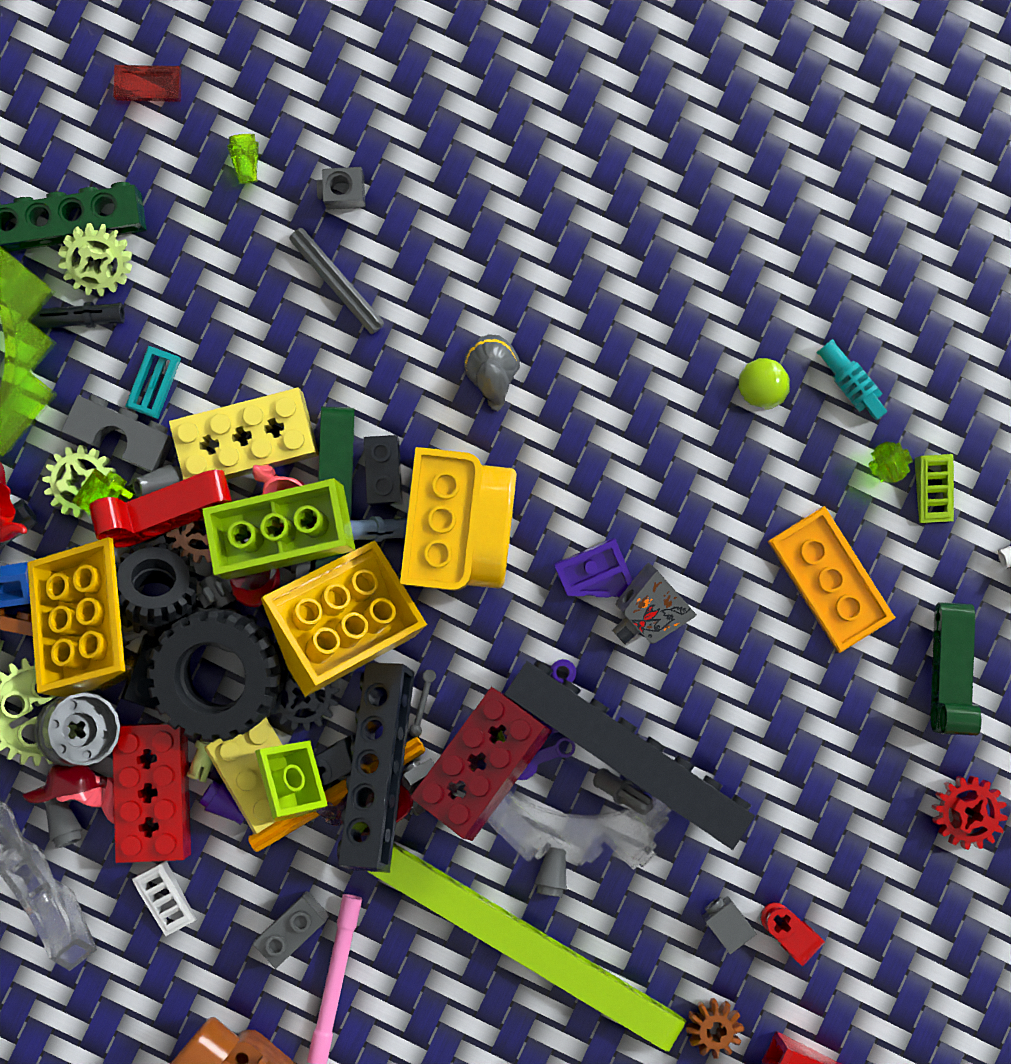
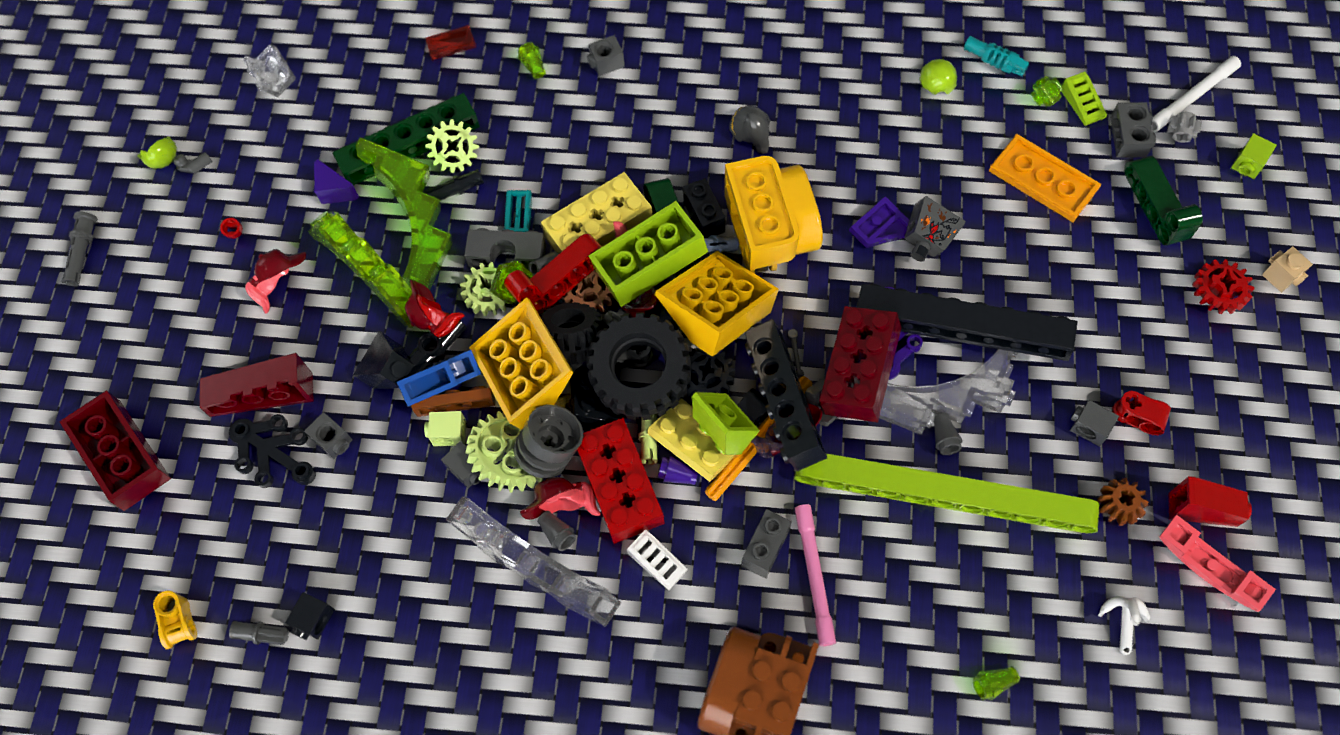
camera: 15 degrees left, 20 degrees down
(336, 280) = (623, 111): dark grey axle -> none
(623, 791) = (971, 354): dark grey axle -> none
(963, 554) = (1132, 130): none -> dark grey brick

